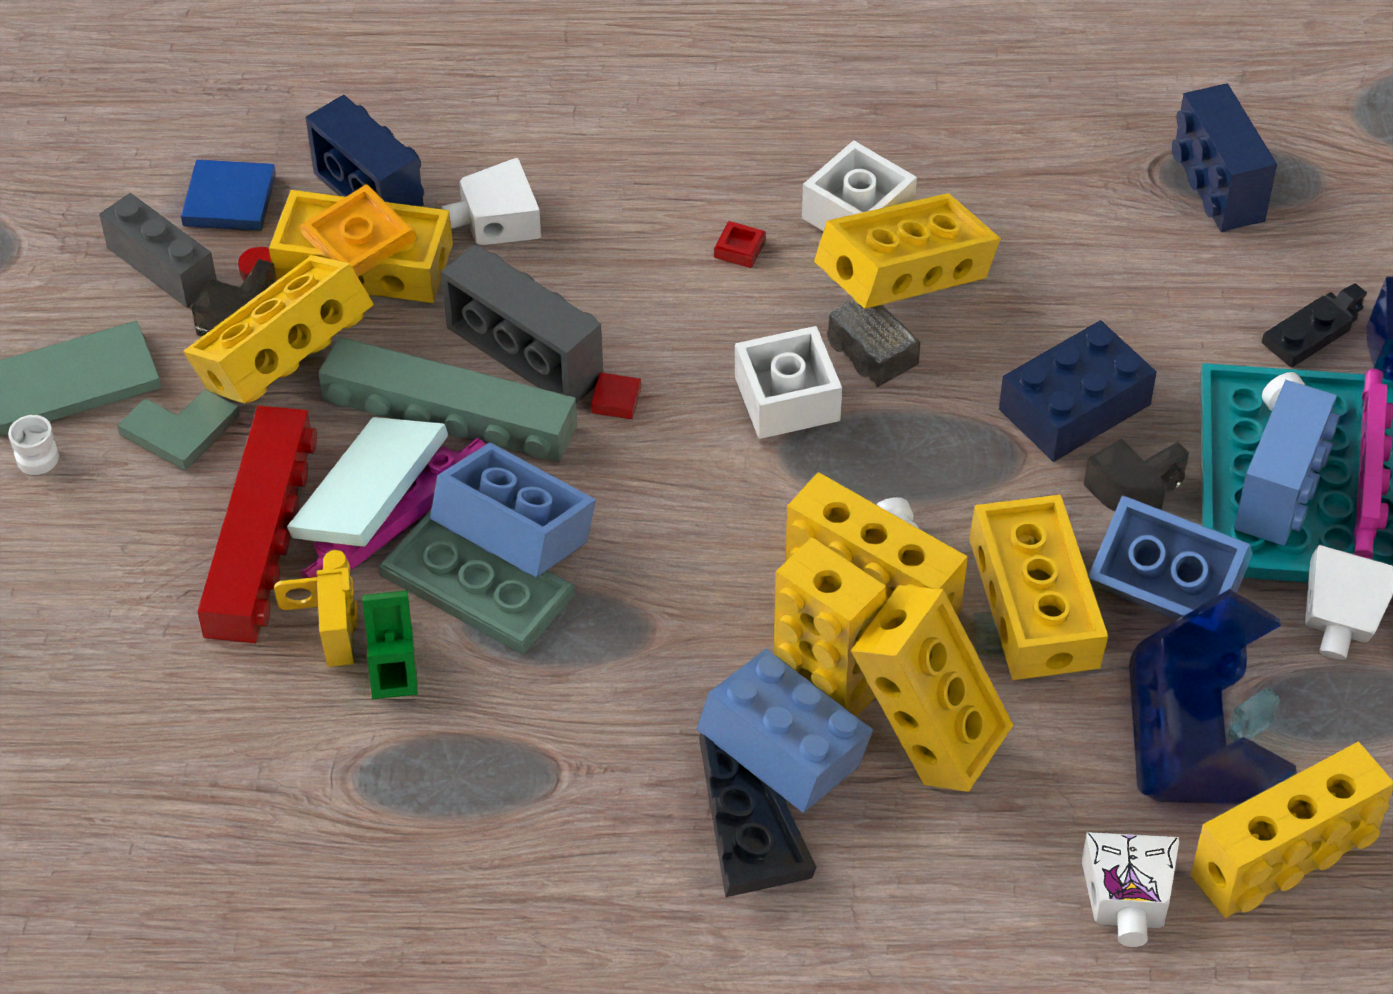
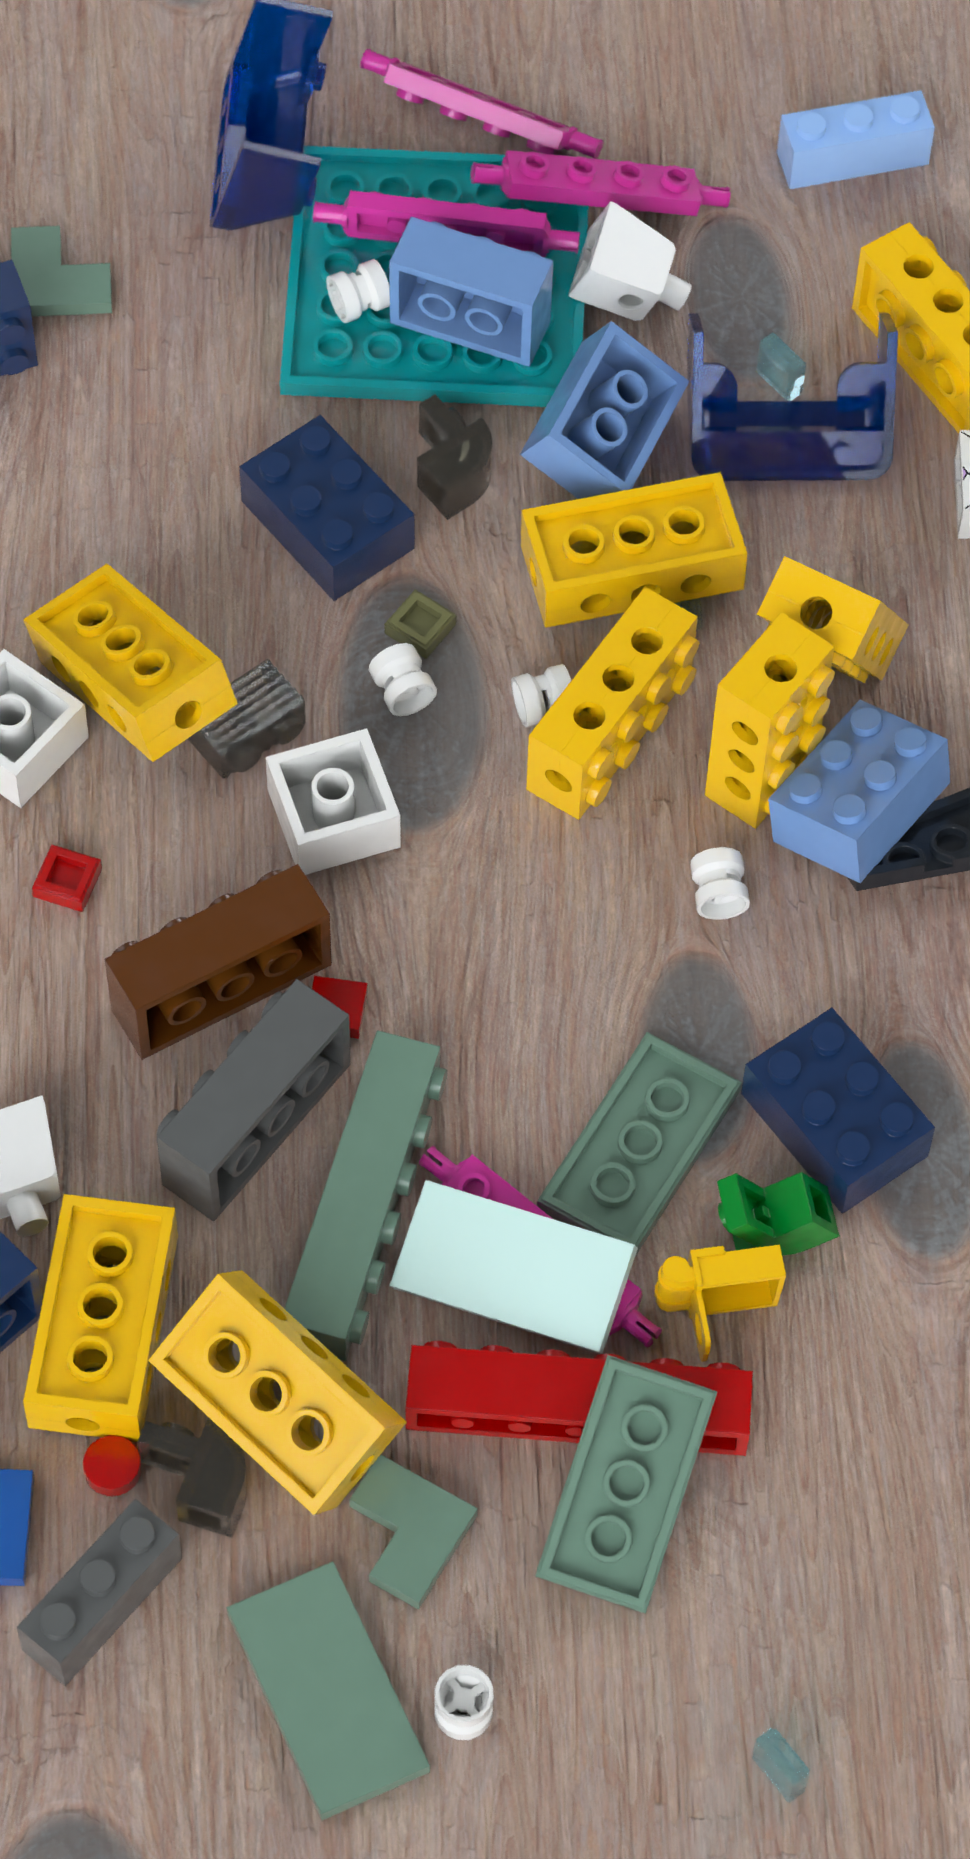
camera: 95 degrees left, 10 degrees up
(176, 537) = (626, 1484): none -> sand green tile
(359, 230) = (113, 1300): light orange tile -> none
(483, 701) = (837, 1109): none -> dark blue brick
(512, 509) = (563, 1088): medium blue brick -> none
(644, 307) = (219, 960): none -> reddish brown brick
(718, 637) = (720, 885): none -> white wheel
(910, 437) = (404, 683): none -> white wheel
(973, 459) = (420, 623): none -> olive tile
(1299, 230) = (56, 287): none -> sand green tile
(1315, 325) = (201, 278): black hinge -> none

